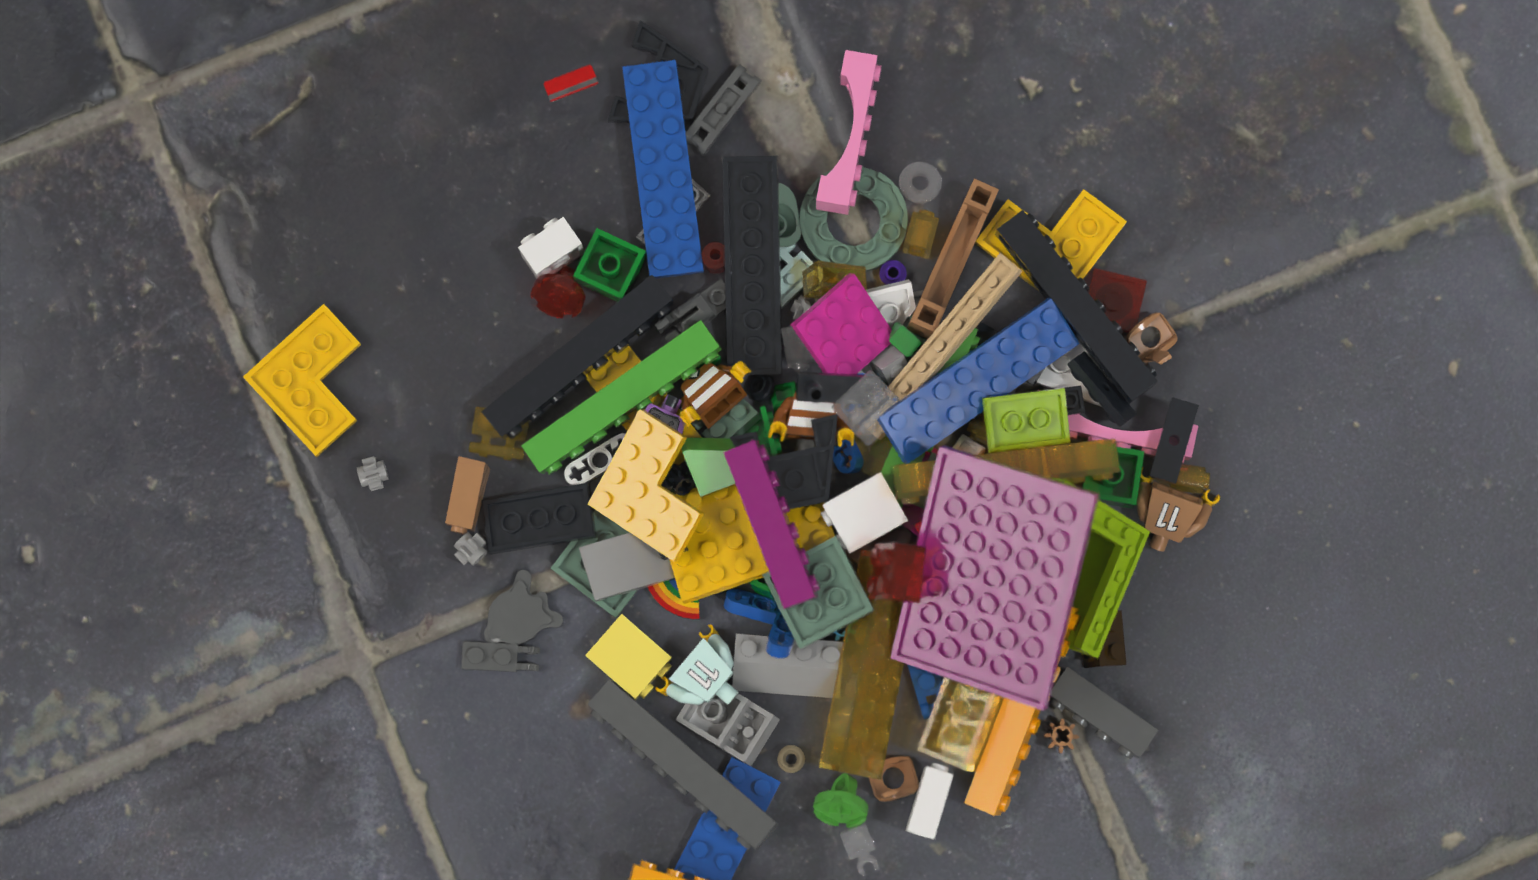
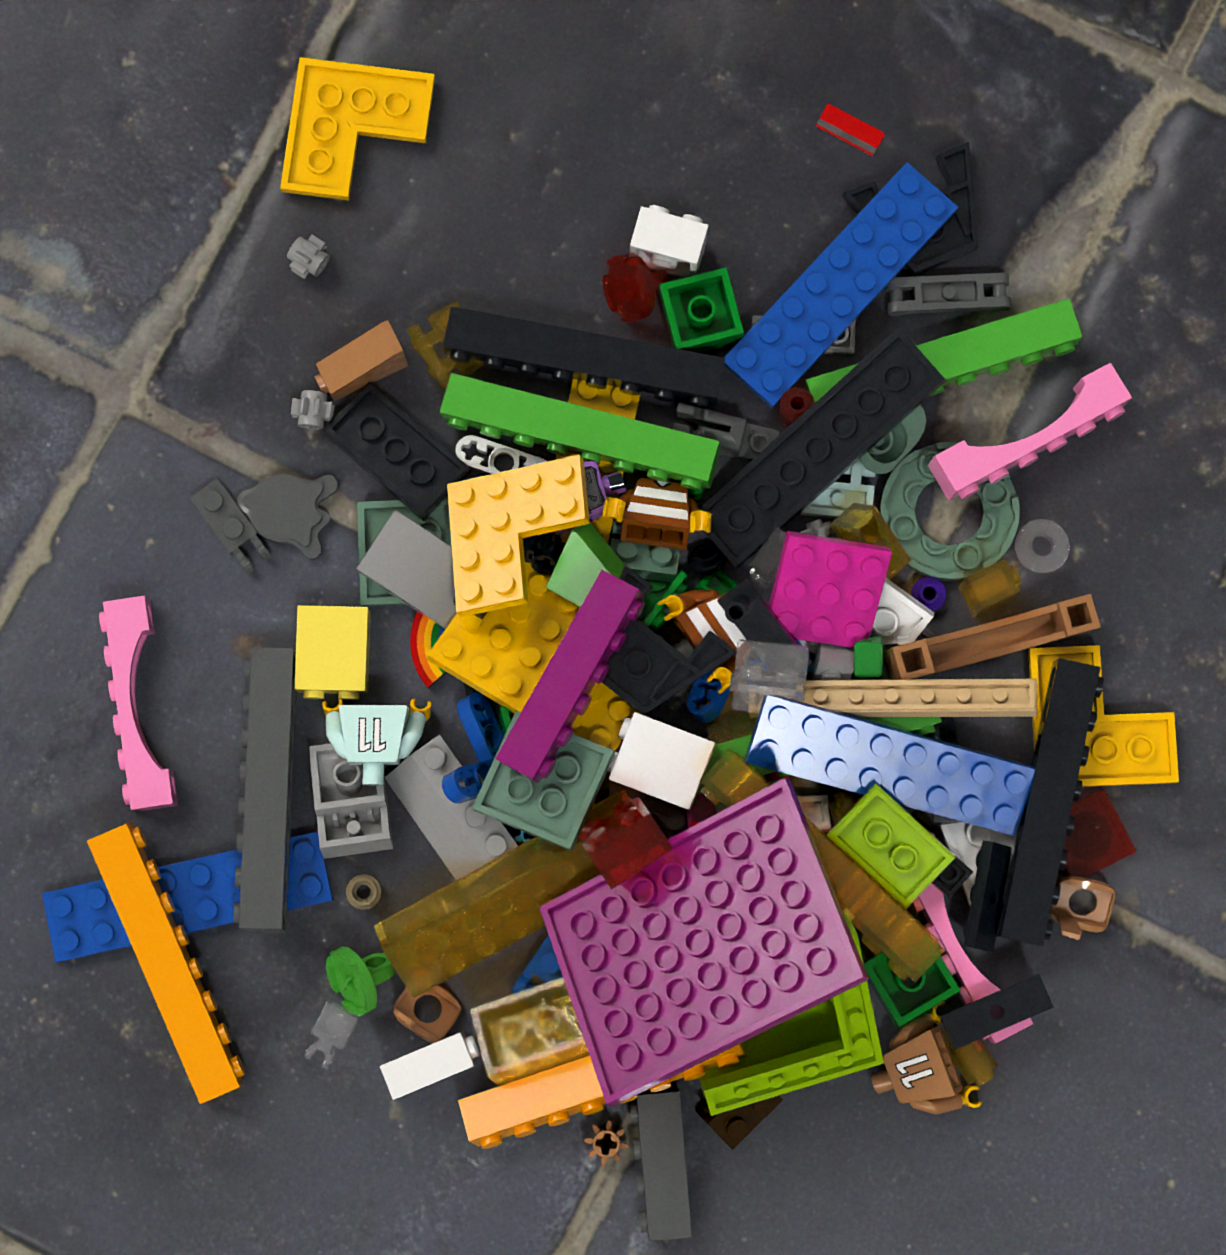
camera: 50 degrees right, 0 degrees up
(509, 769) = (127, 628): none -> bright pink arch
(773, 116) = (988, 347): none -> bright green brick

